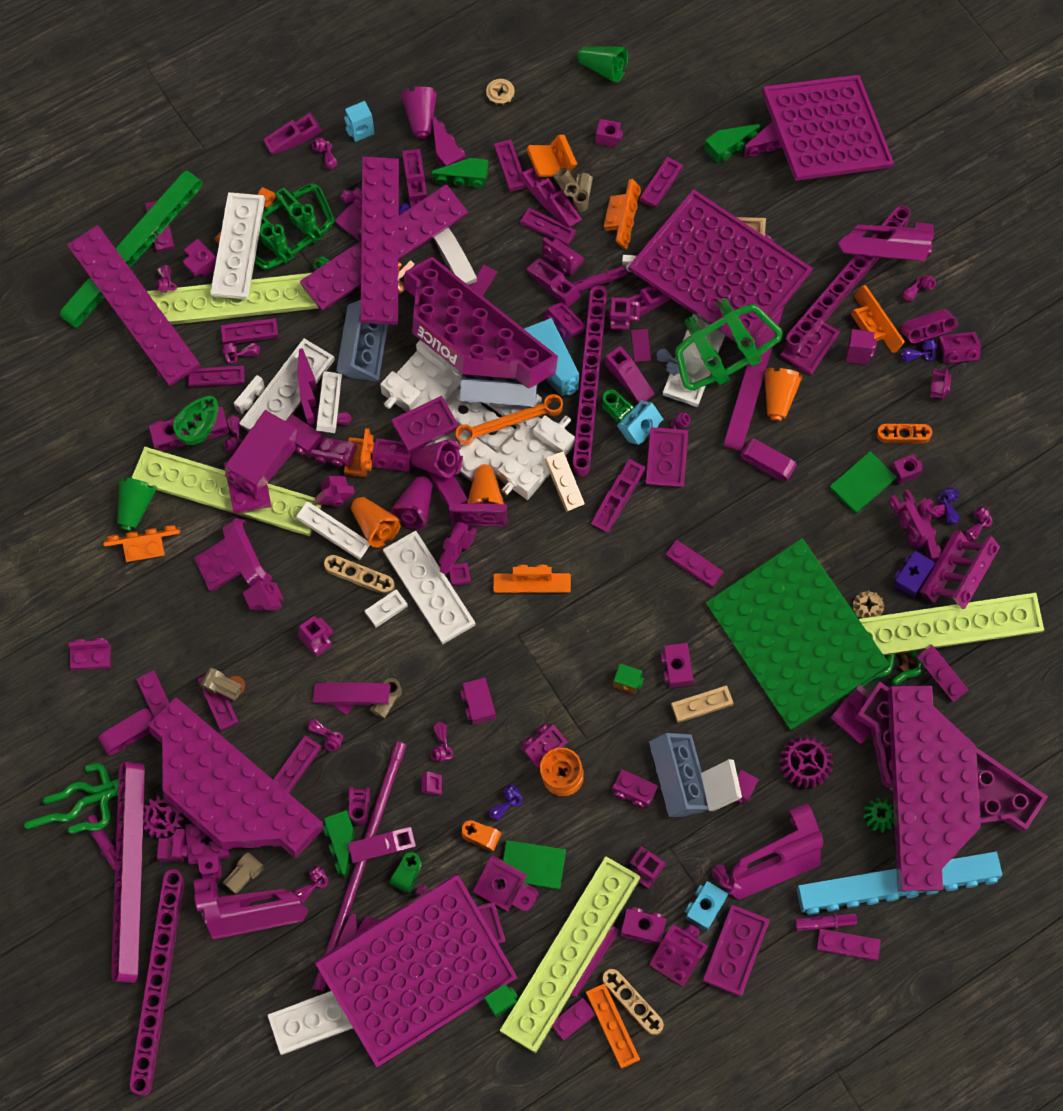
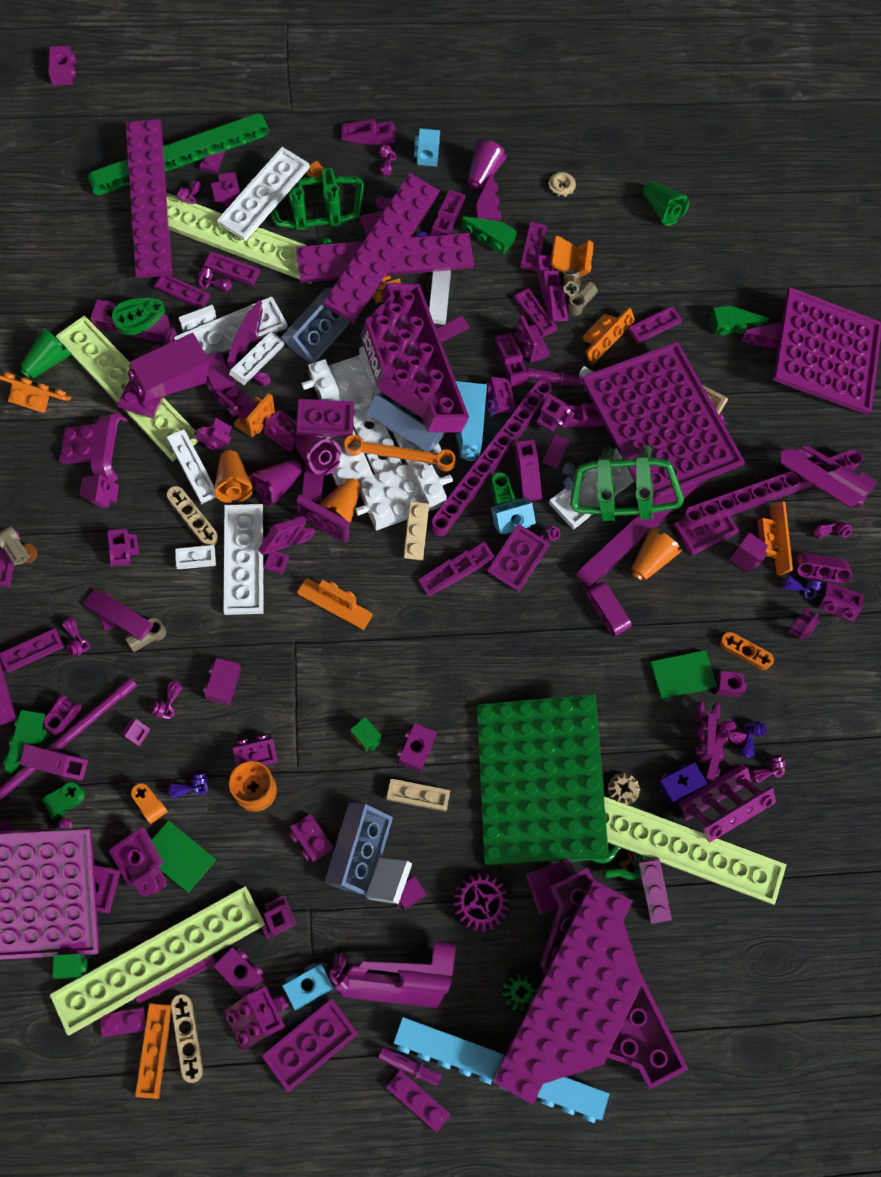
camera: 20 degrees right, 0 degrees up
(608, 127) = (633, 262): magenta brick -> none
(694, 564) = (488, 665): magenta plate -> none

